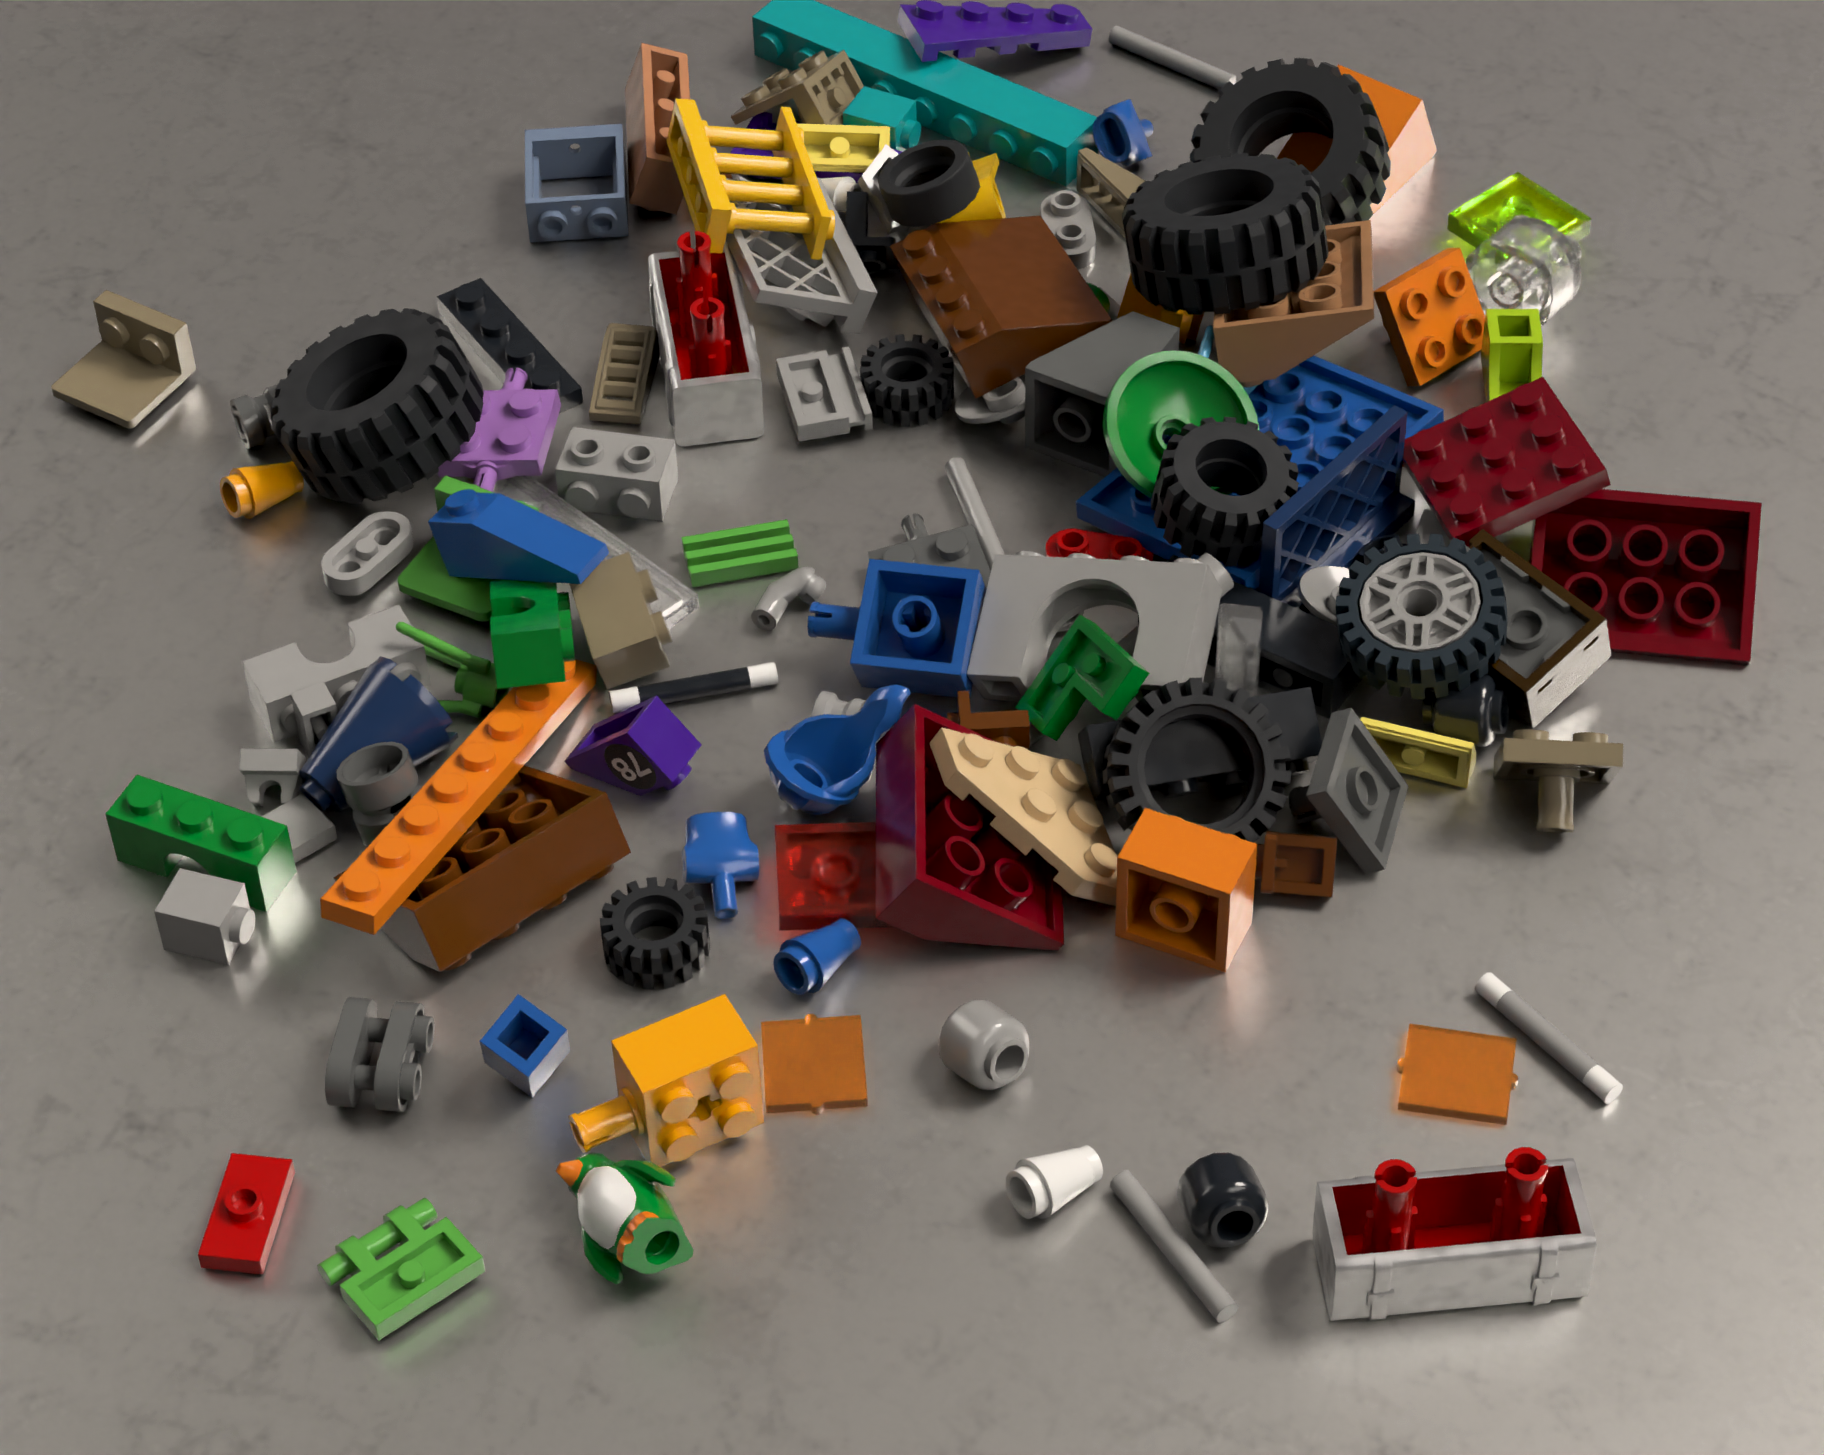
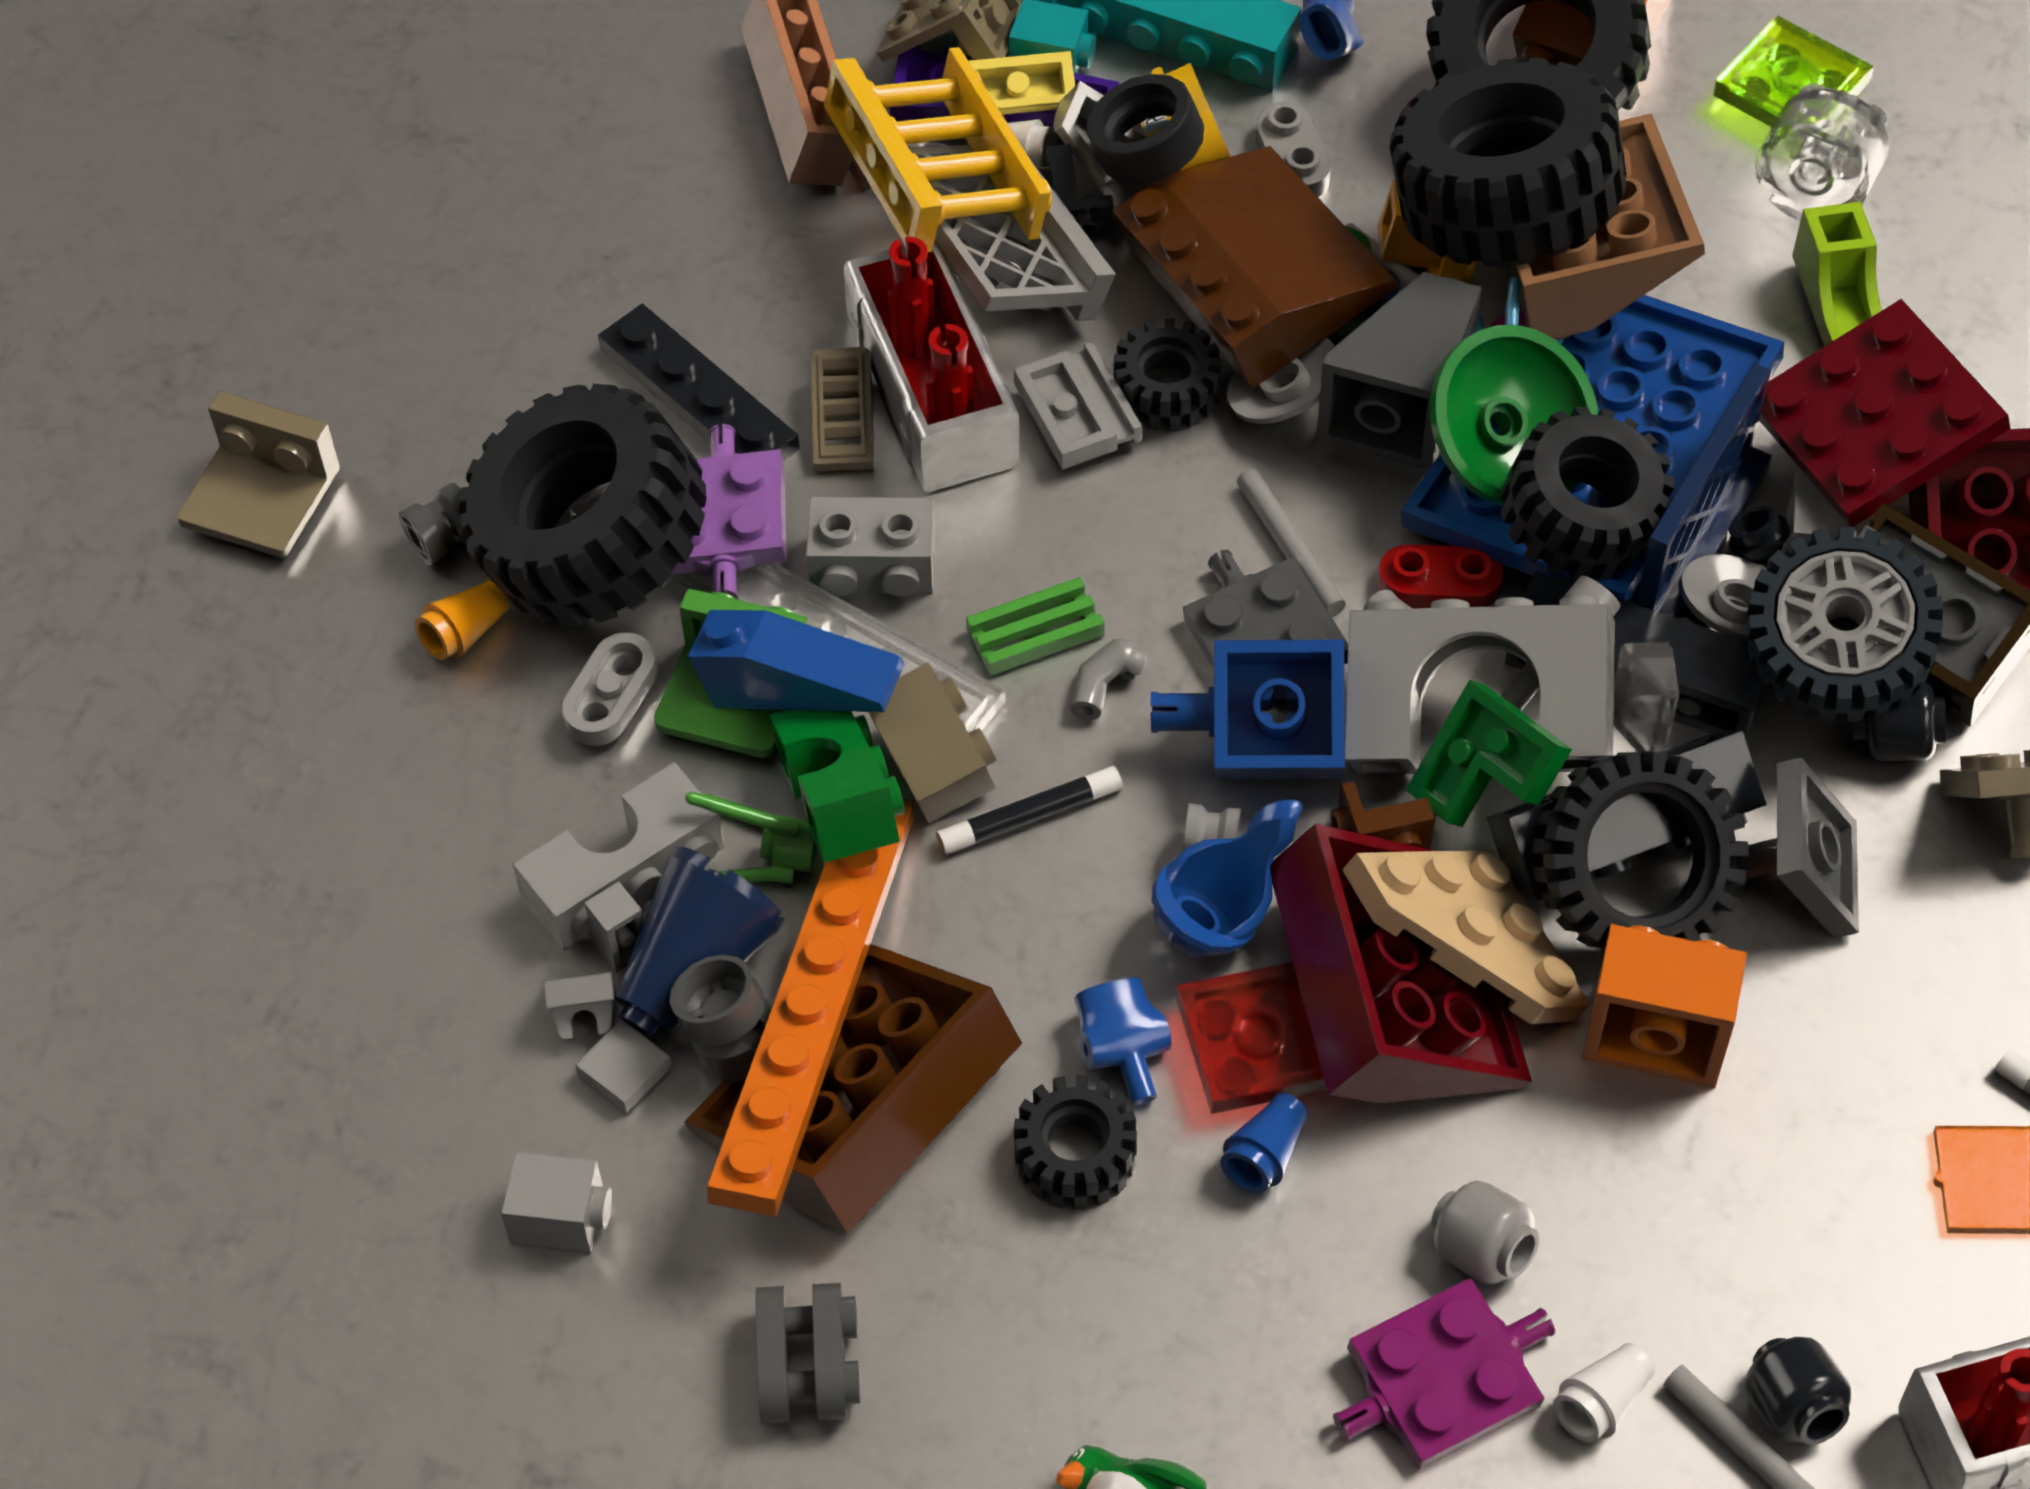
camera: 10 degrees left, 10 degrees up
(160, 824) = (568, 1109): green arch -> none
(525, 1045) = (975, 1321): blue brick -> none
(551, 157) = (738, 119): sand blue window -> none
(637, 749) = (990, 906): dark purple slope -> none
(680, 1085) = (1168, 1351): light orange brick -> none
(814, 1064) = (1293, 1279): clear orange piece -> none
(920, 1149) = (1444, 1373): none -> magenta plate
(1114, 187) = (1342, 101): dark tan slope -> none
(1296, 864) = (1775, 943): reddish brown bracket -> none
(1424, 753) = (1869, 782): light yellow slope -> none
(1432, 316) = (1742, 220): orange plate -> none

